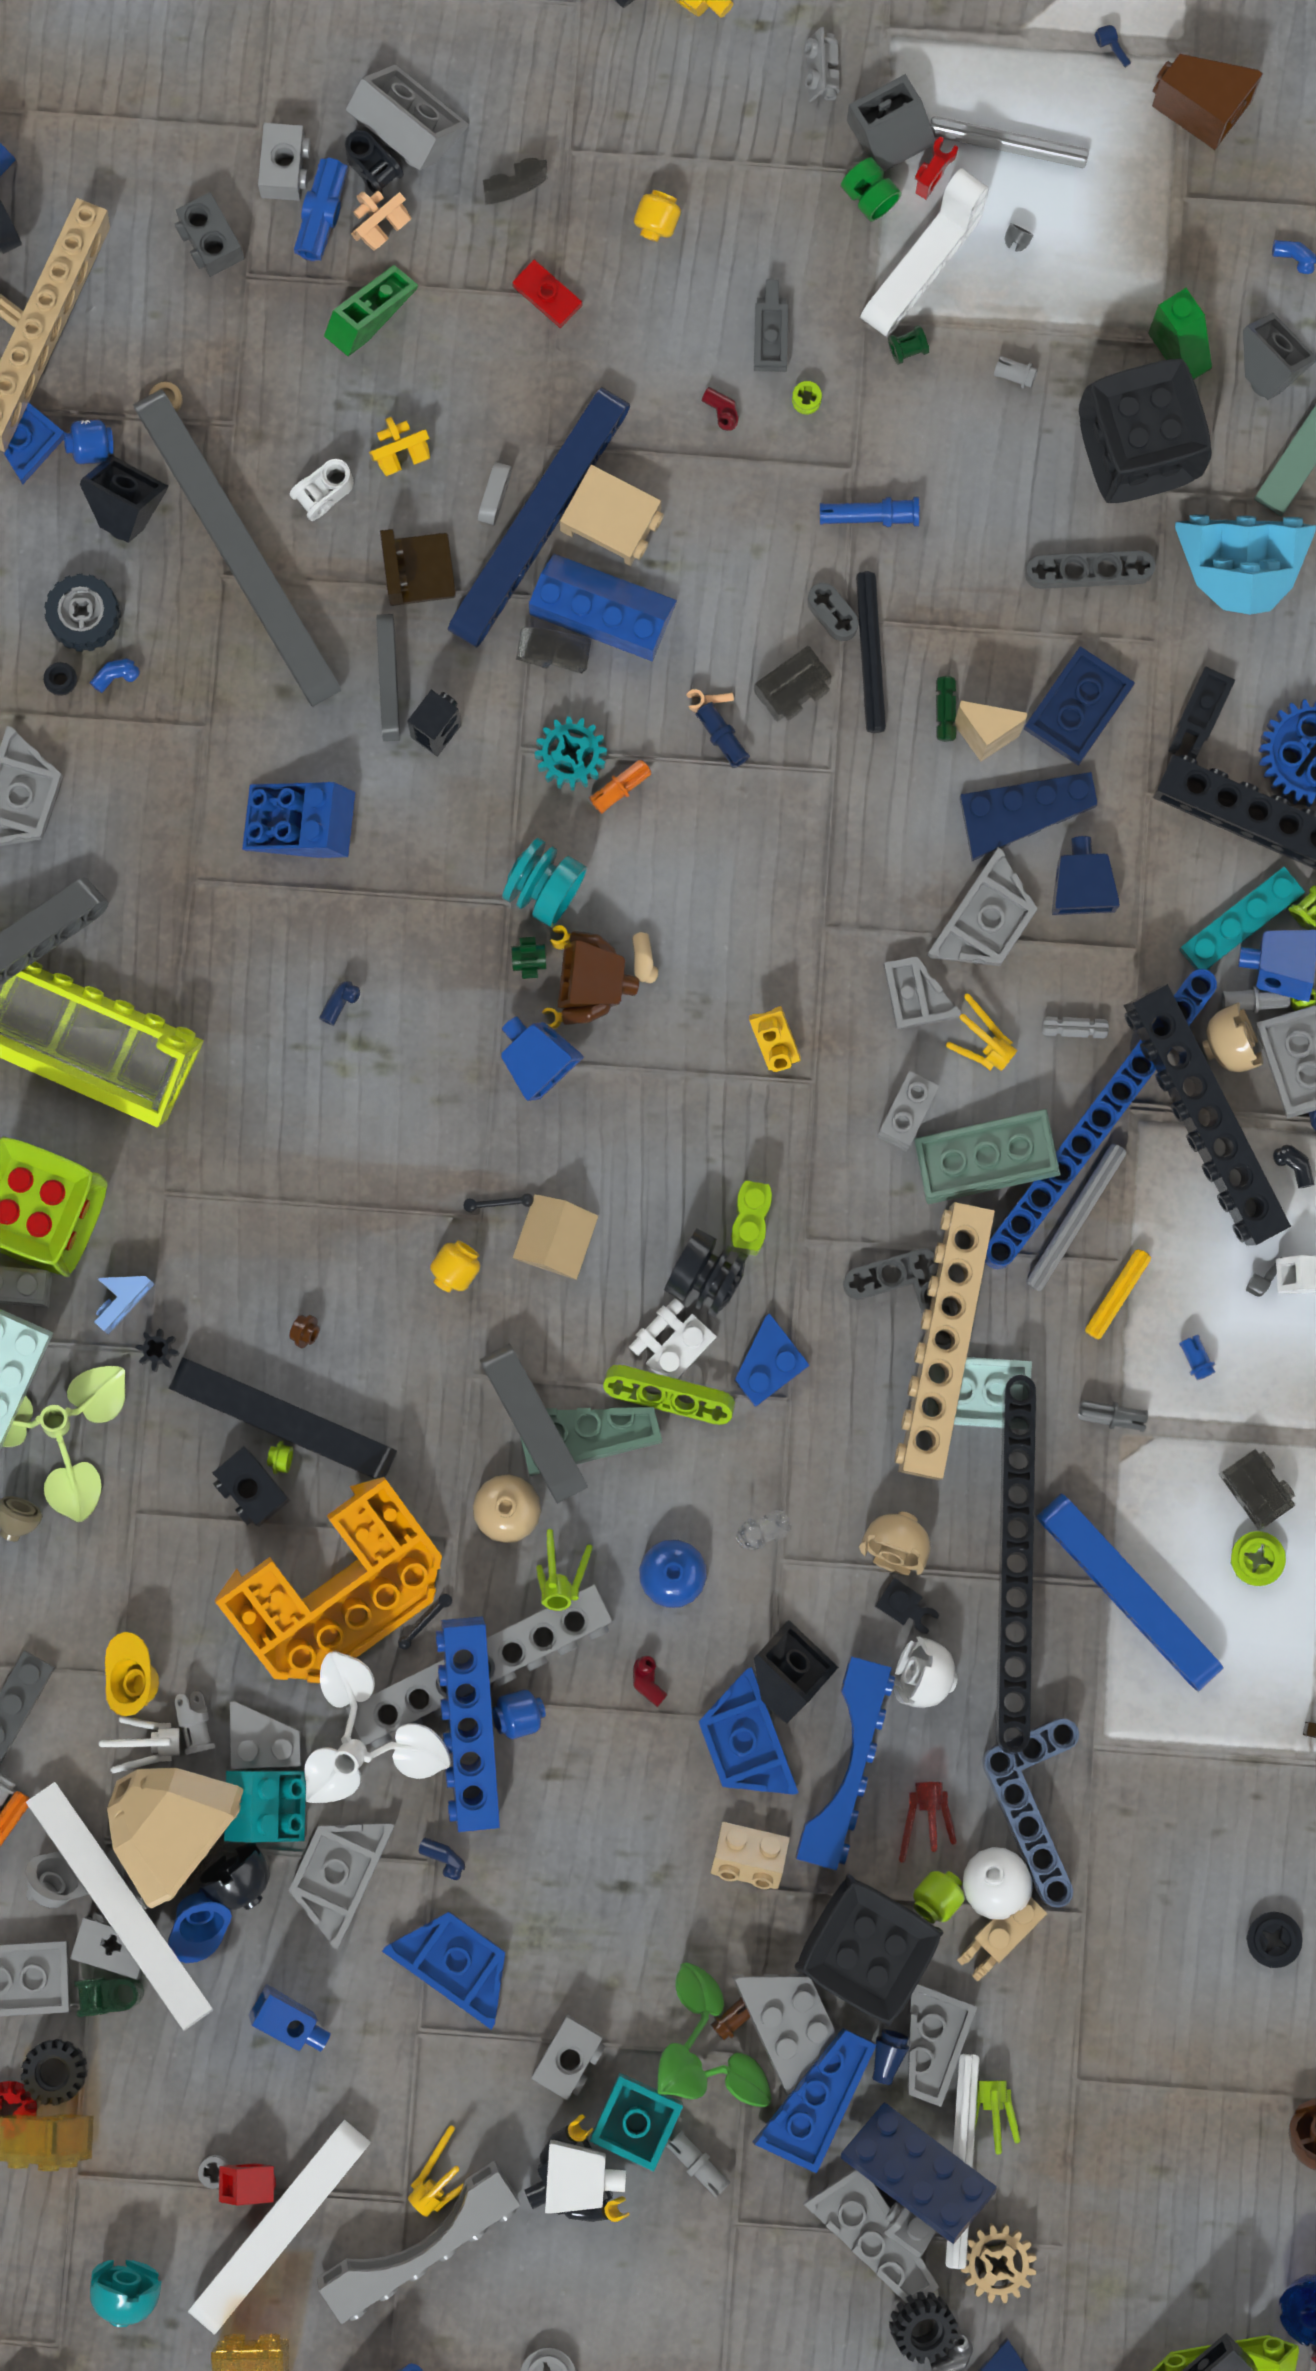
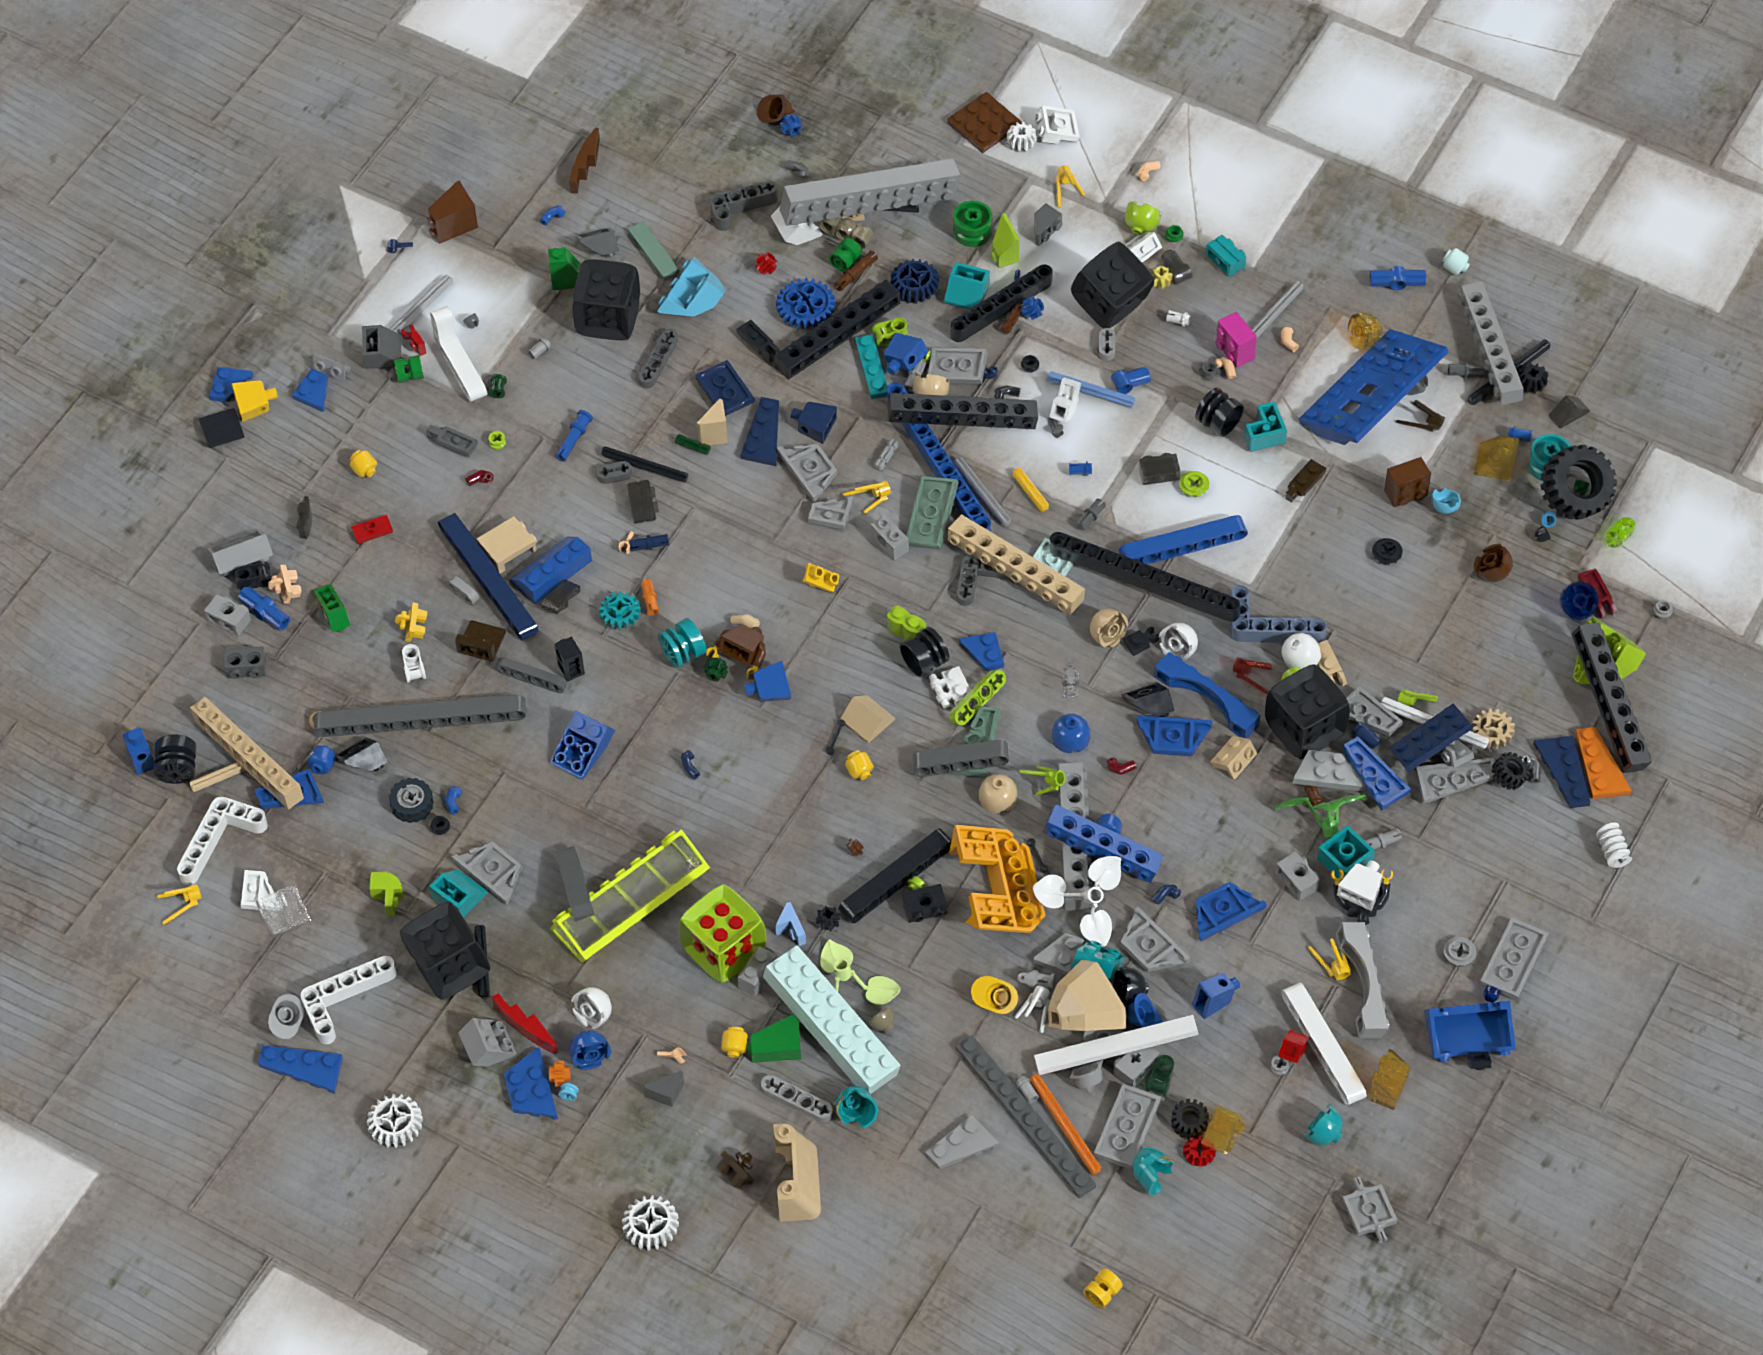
camera: 60 degrees left, 25 degrees down
(766, 62) = (312, 390): none -> blue wing

